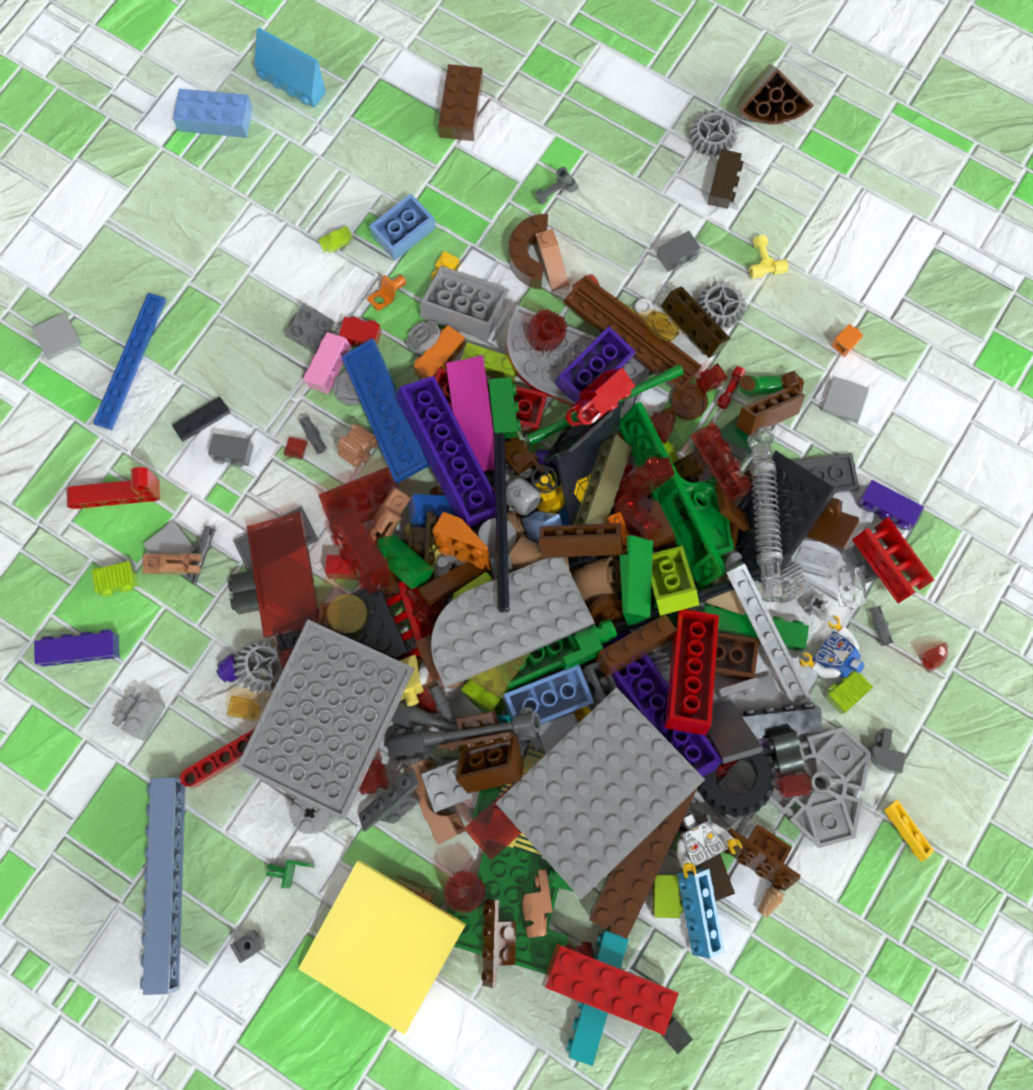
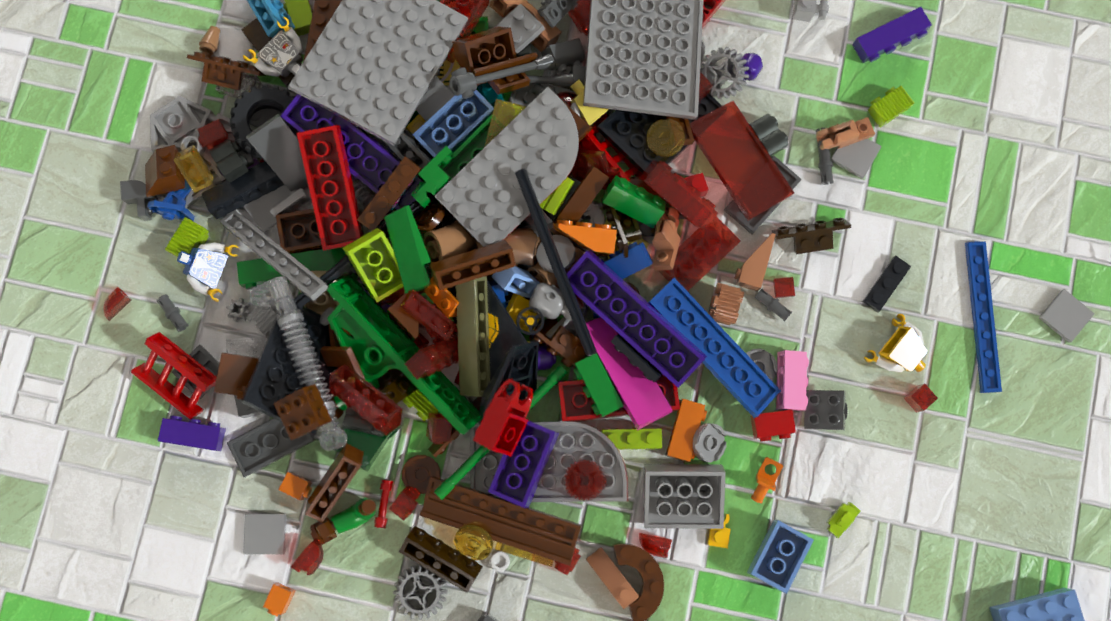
camera: 155 degrees right, 5 degrees up
(141, 488) = (915, 188): red beam -> none
(216, 353) = (902, 350): none -> torso
(221, 310) = (920, 398): none -> clear red brick
(230, 450) = (843, 261): dark grey brick -> none
(243, 708) = (723, 36): clear yellow brick -> none
(247, 484) = (812, 236): none -> dark brown bracket
(313, 474) = (753, 270): none -> nougat slope
(461, 415) = (636, 358): none -> black plate
(503, 275) = (655, 545): none -> clear red brick
(781, 461) = (303, 411): none -> reddish brown brick
(805, 427) = (296, 486): none -> orange brick
(811, 363) = (310, 558): none -> clear red brick
(824, 752) = (193, 168): none -> clear yellow brick
(851, 586) = (208, 335): clear brick -> none
(853, 728) = (173, 205): none -> blue piece
(855, 762) = (162, 172): none -> reddish brown slope
(908, 830) = (103, 138): yellow plate -> none

